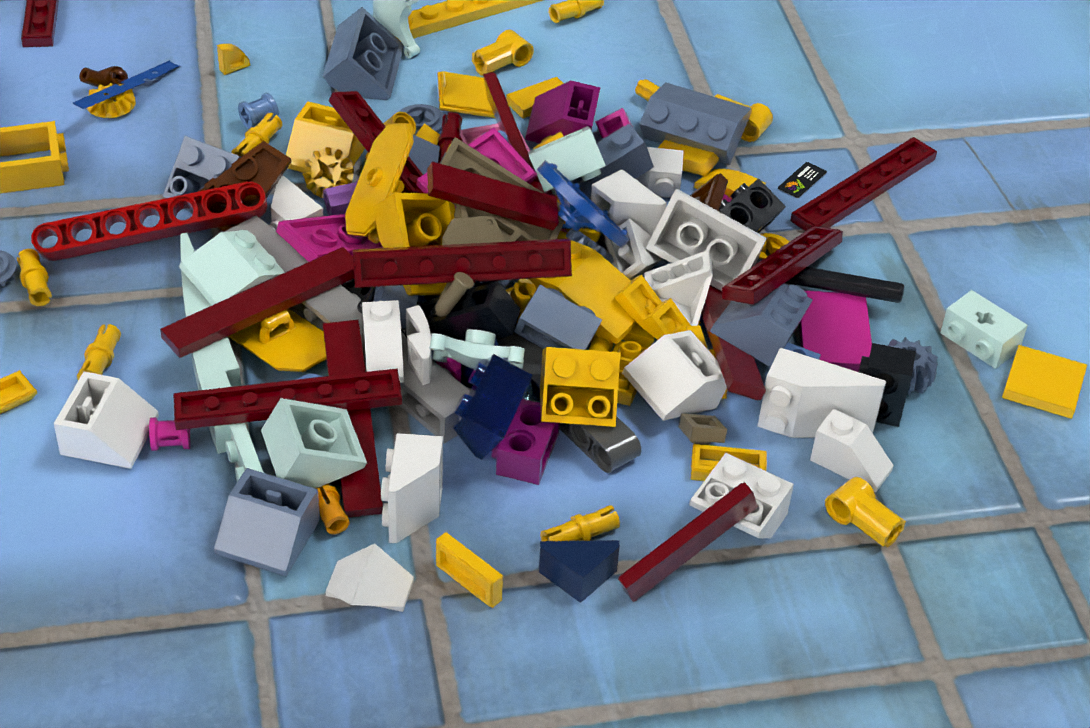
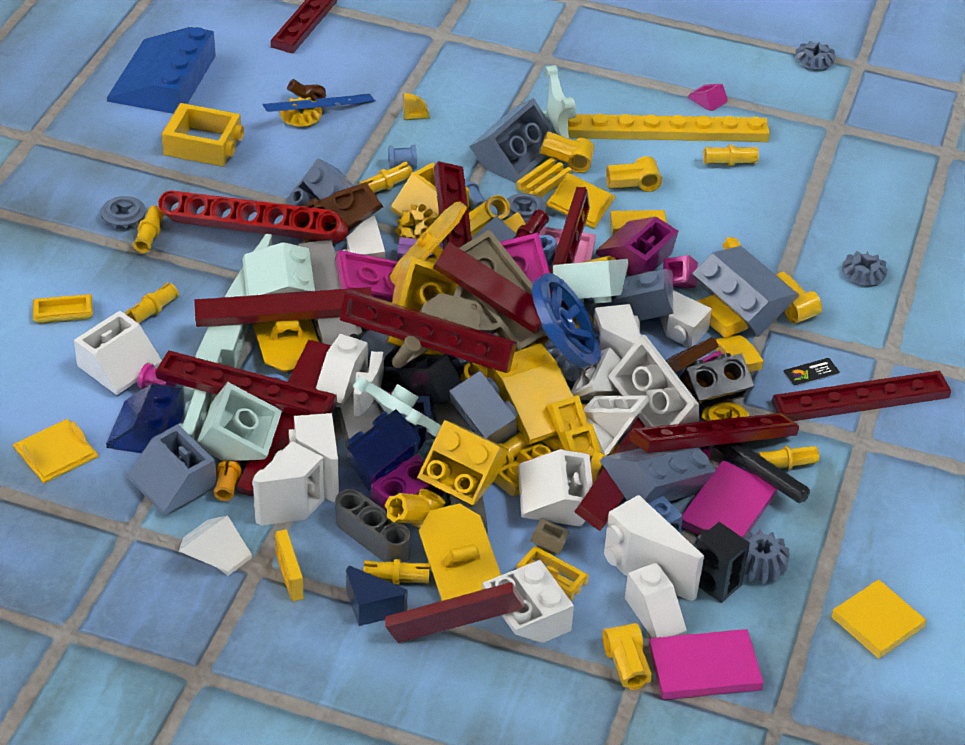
camera: 30 degrees right, 0 degrees up
(103, 557) = (56, 450): none -> yellow piece
(190, 481) = (145, 417): none -> clear blue slope
(416, 415) = (318, 435): none -> white slope
(418, 74) = (540, 177): none -> yellow tile
(430, 50) = (575, 153): none -> yellow piece
(523, 493) = (371, 527): none -> dark grey beam
(561, 454) = (412, 507): none -> yellow piece
(637, 485) = (458, 550): none -> yellow shield
(774, 69) = (862, 275): none -> sand blue gear
(855, 263) = (789, 457): none -> yellow axle
(937, 490) = (705, 664): none -> dark pink tile
(983, 329) = (855, 553): light aqua brick -> none

